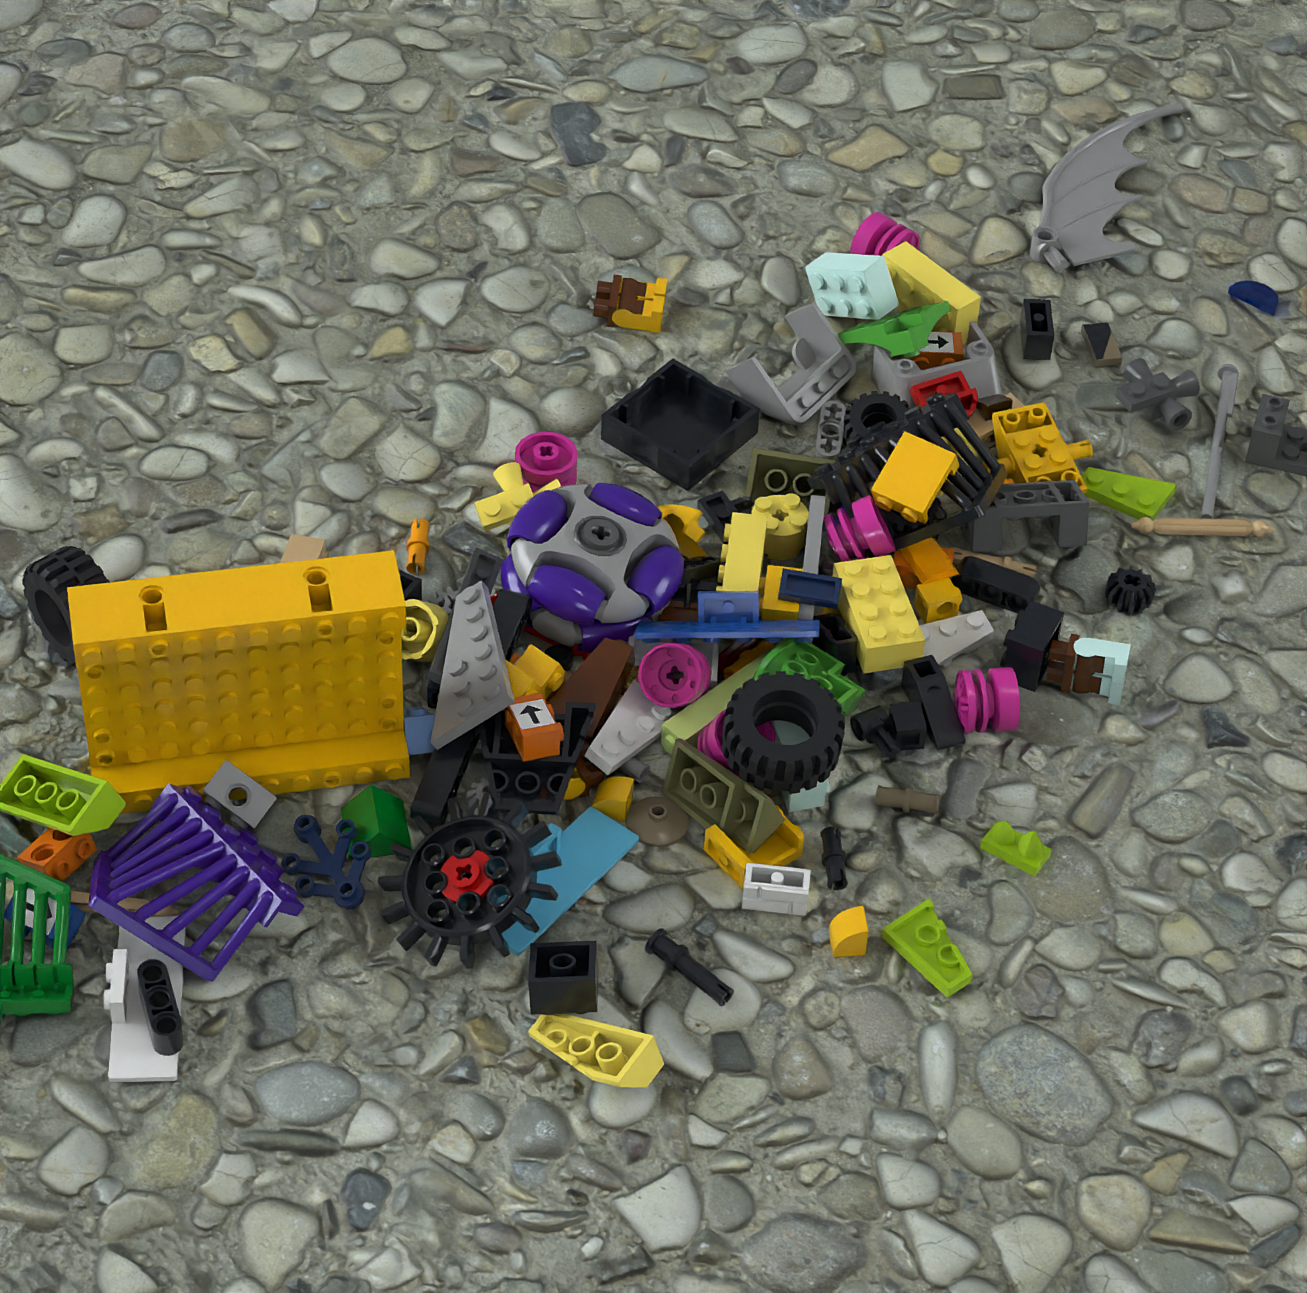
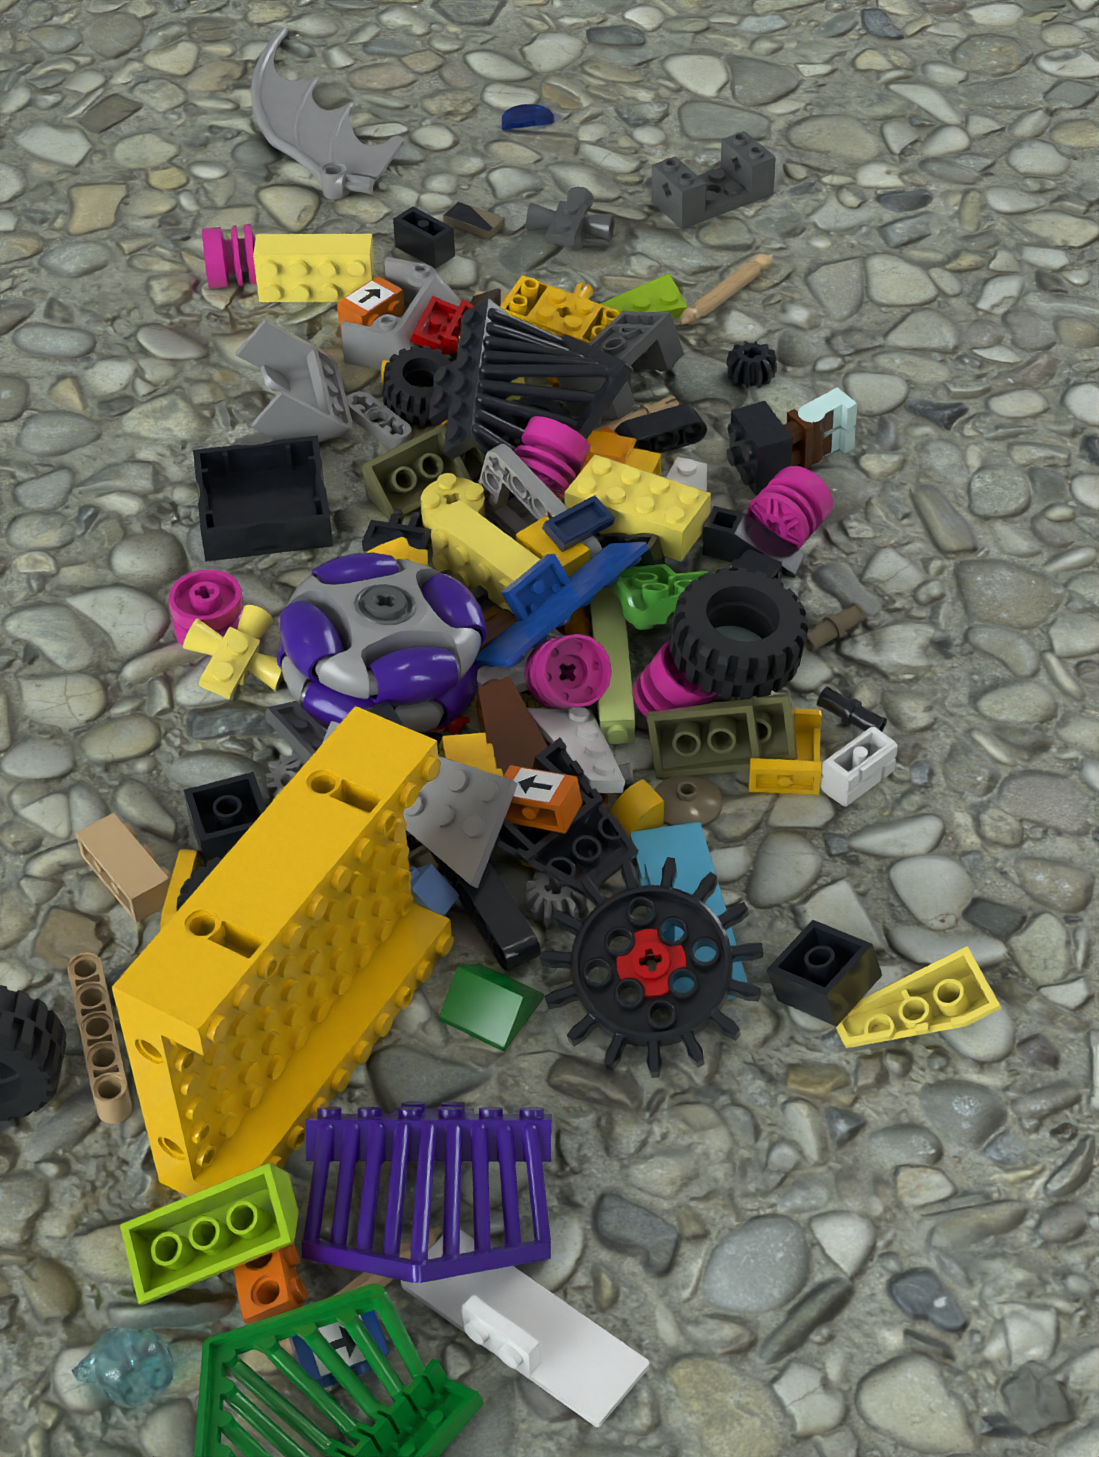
camera: 45 degrees left, 0 degrees up
(160, 1007) = (572, 1332): black beam -> none
(229, 779) = (380, 1068): light grey brick -> none
(330, 864) = (506, 1065): dark blue plant -> none
(418, 546) = (188, 757): light orange pin -> none
(631, 303) = (84, 439): hips -> none
(678, 959) = (866, 883): black pin -> none
(849, 933) = (946, 752): yellow brick -> none
(852, 285) = (256, 291): light aqua brick -> none
(899, 332) = (342, 297): bright green slope -> none
(913, 477) = (549, 378): yellow panel -> none
(926, 946) = (1002, 717): lime wing -> none
(1015, 848) = (947, 598): lime tile -> none
(1229, 375) = (591, 178): light grey bar -> none

